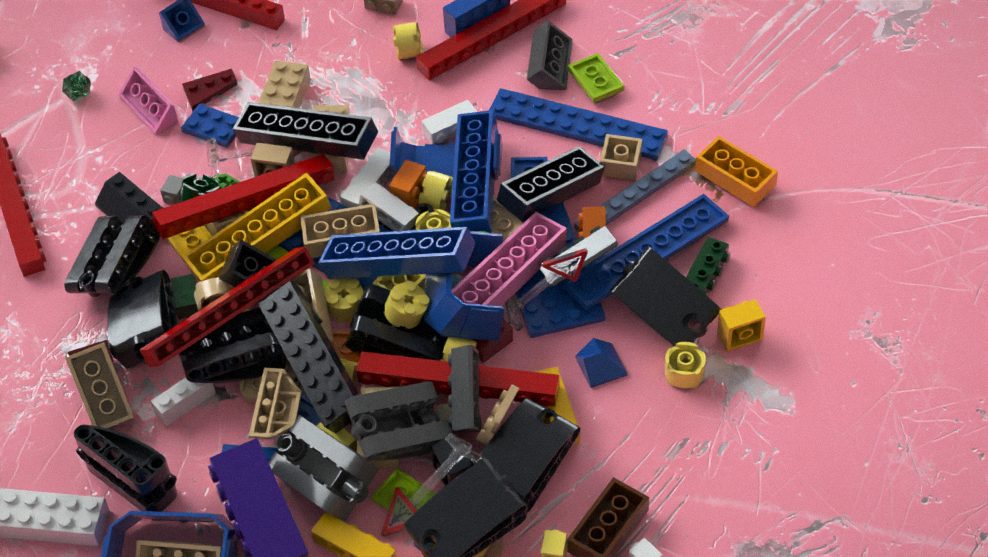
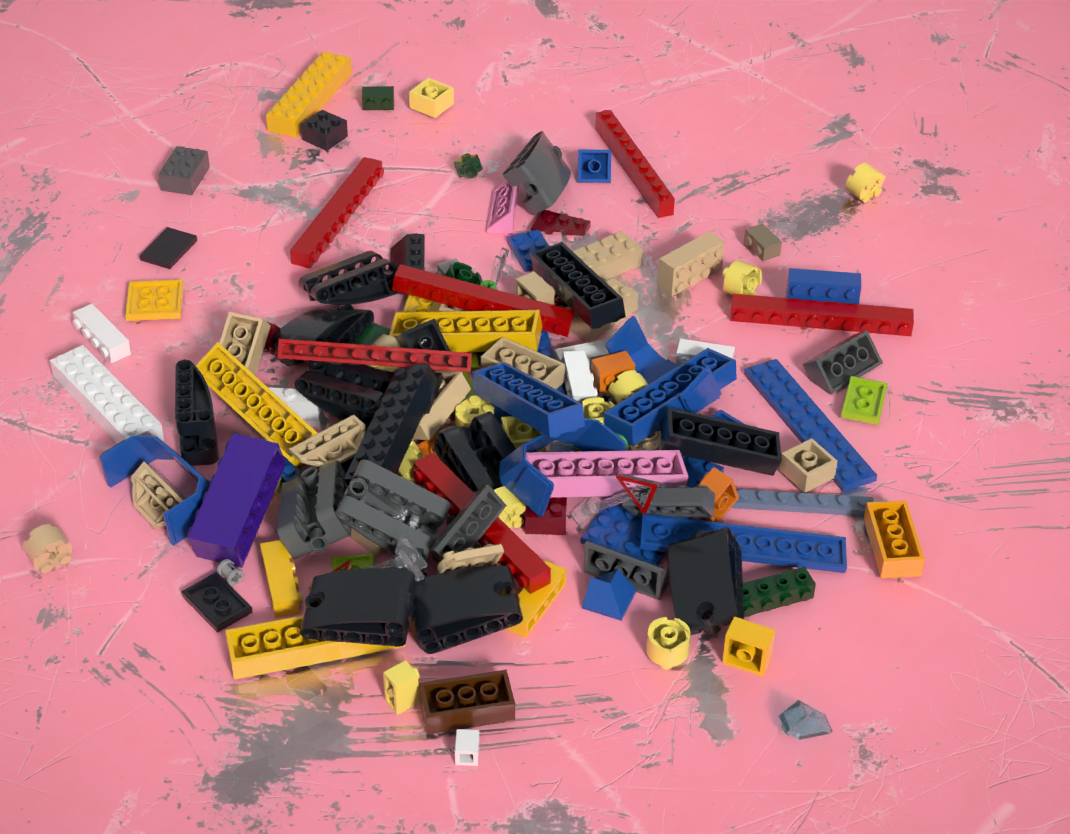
camera: 40 degrees right, 10 degrees down
(154, 53) = (541, 172): none -> dark grey panel
(171, 418) = (254, 401): none -> yellow brick
(357, 53) = (690, 263): none -> tan brick
(406, 305) = (496, 440): light yellow brick -> none
(610, 328) = (643, 575): none -> dark grey slope
(829, 351) = (804, 721): none -> clear light blue slope

